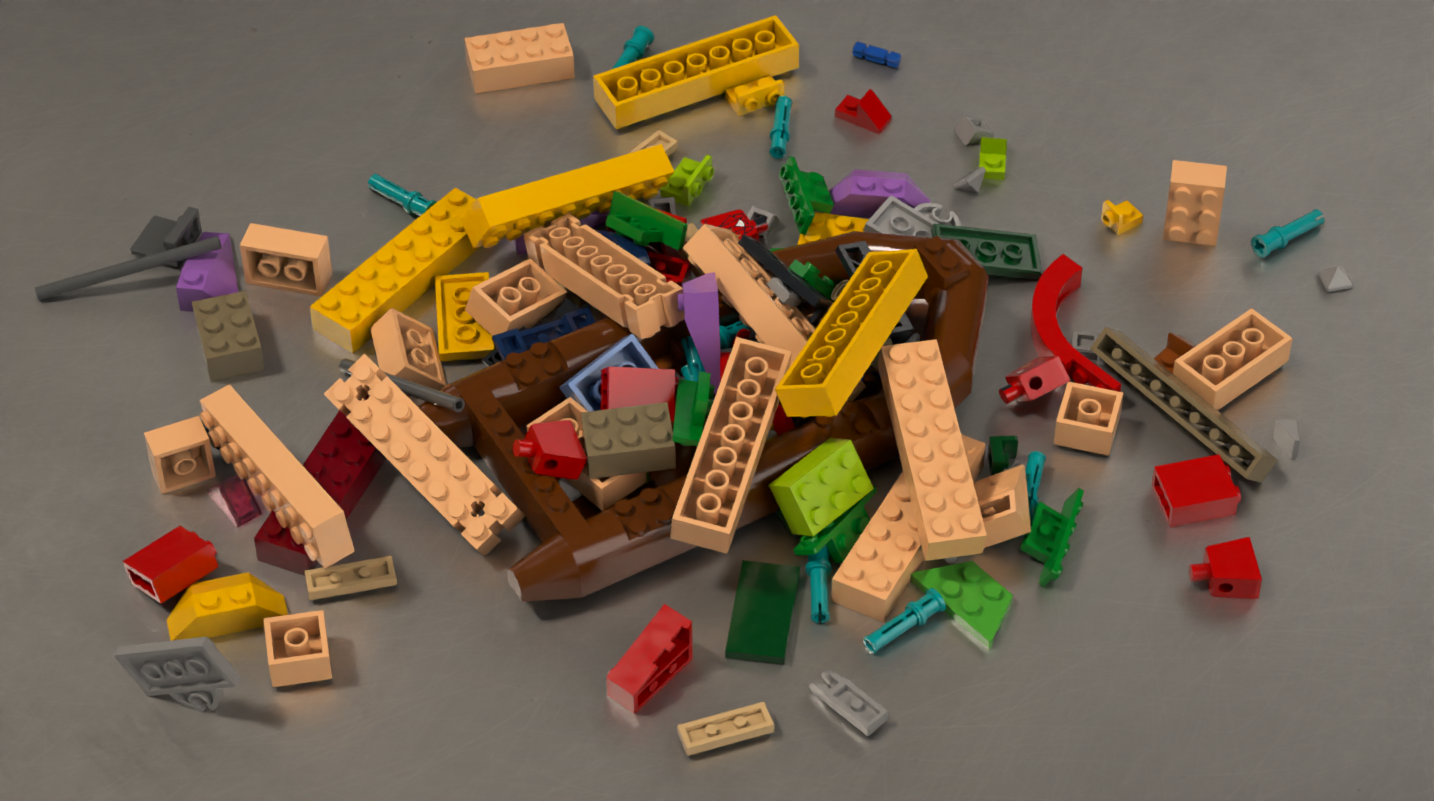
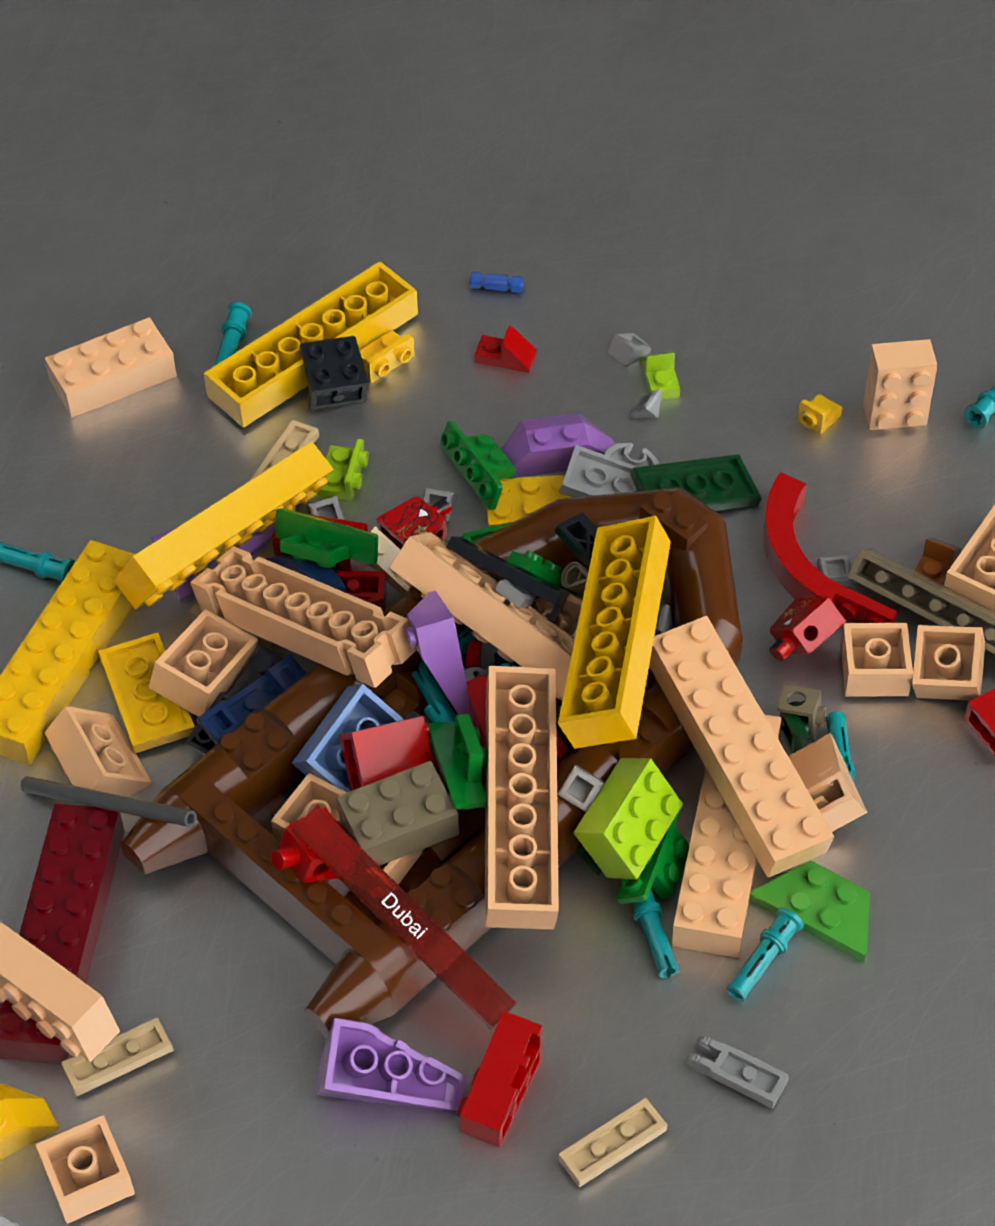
camera: 15 degrees left, 5 degrees up
(424, 455) = (162, 885): light nougat brick -> none
(554, 632) = (375, 1068): none -> medium lavender wedge
(605, 513) = (403, 916): none -> clear red tile
(705, 98) = (334, 372): none -> black bracket
(762, 612) = (602, 981): dark green tile -> none
(779, 133) = (425, 395): teal pin -> none
(787, 452) = (581, 788): none -> light grey slope
(1016, 442) = (811, 707): none -> dark tan bracket
(1051, 534) = (888, 808): green bracket -> none
(1149, 432) = (948, 662): none -> light nougat brick

